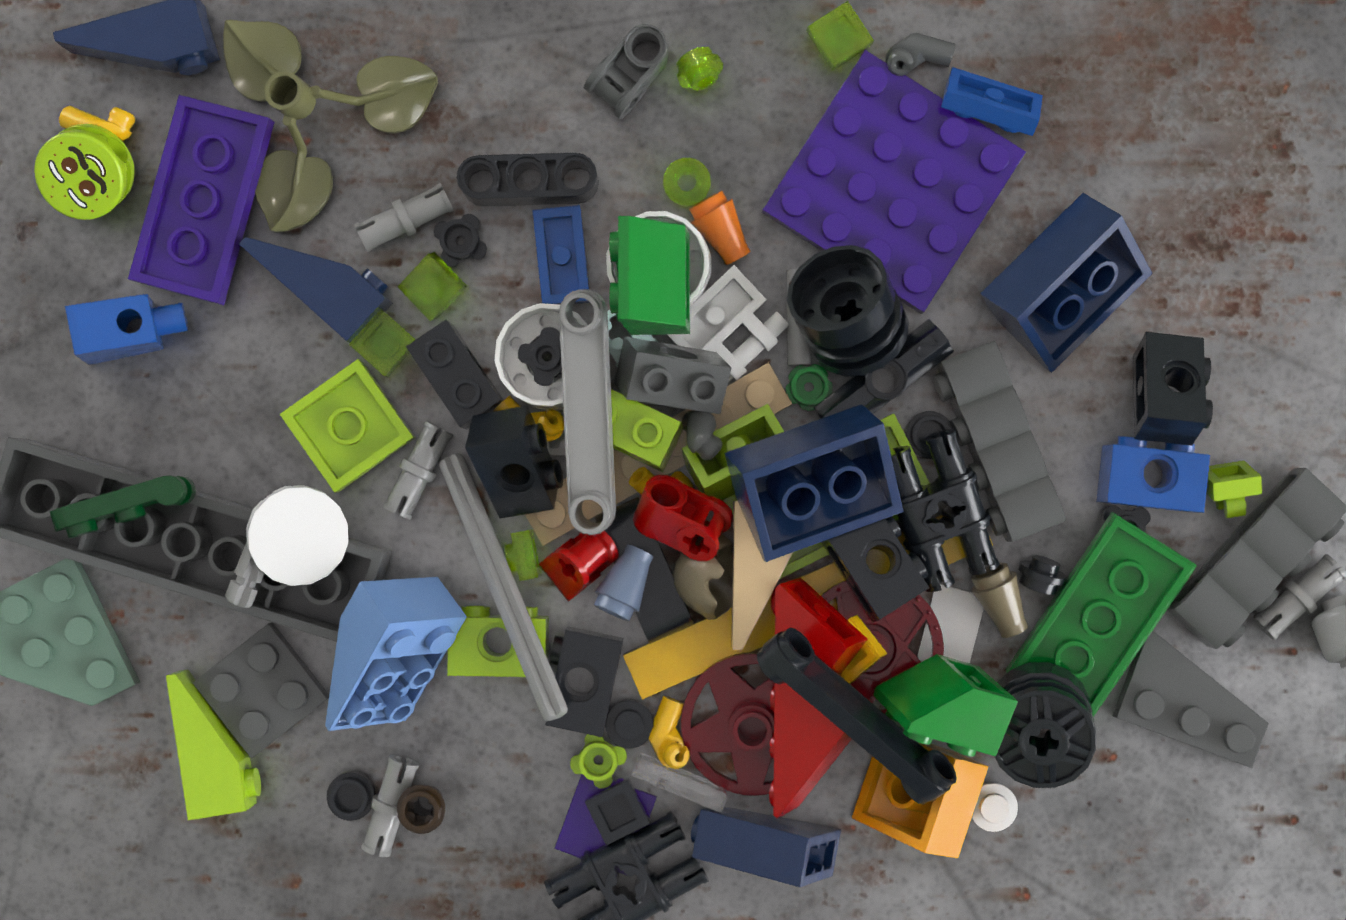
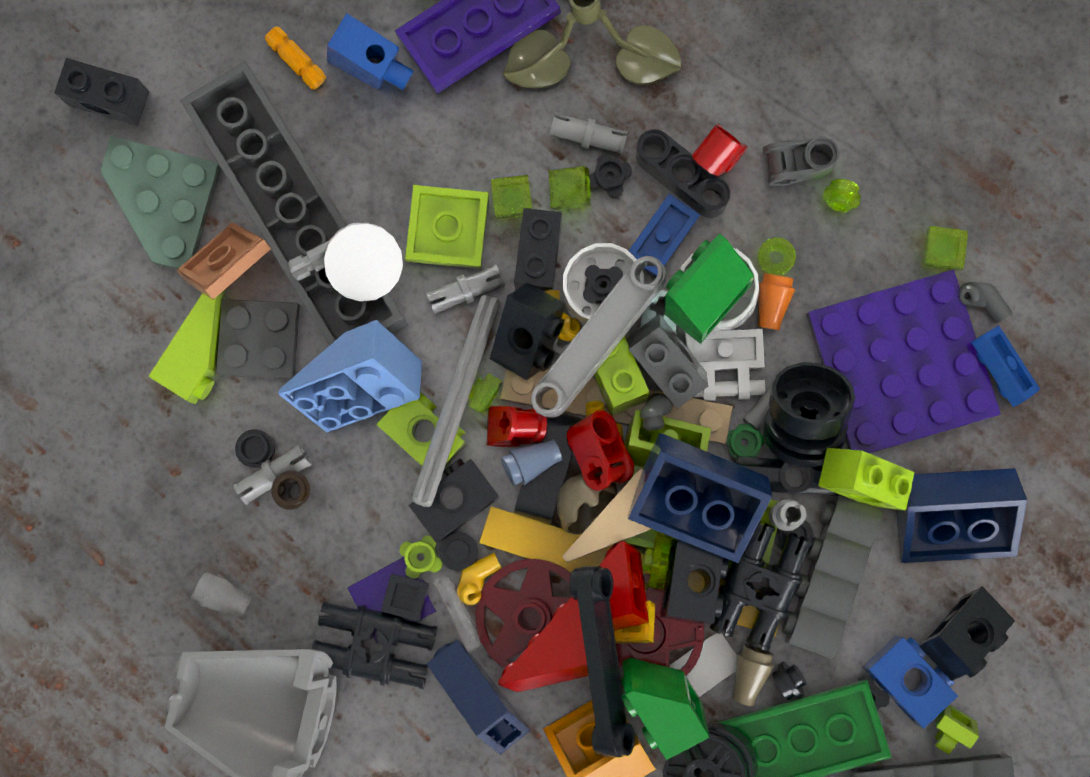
camera: 45 degrees right, 5 degrees down
(54, 388) = (295, 57): none -> light orange axle
(122, 504) = (277, 155): dark green plate -> none
(160, 647) = (223, 260): none -> nougat tile
(327, 287) = (507, 134): dark blue slope -> none
(545, 129) = (719, 151): none -> red piece
(824, 573) = (657, 560): none -> clear neon green plate
(922, 425) = (796, 512): none -> light grey pin
(955, 326) = (866, 478): none -> lime brick

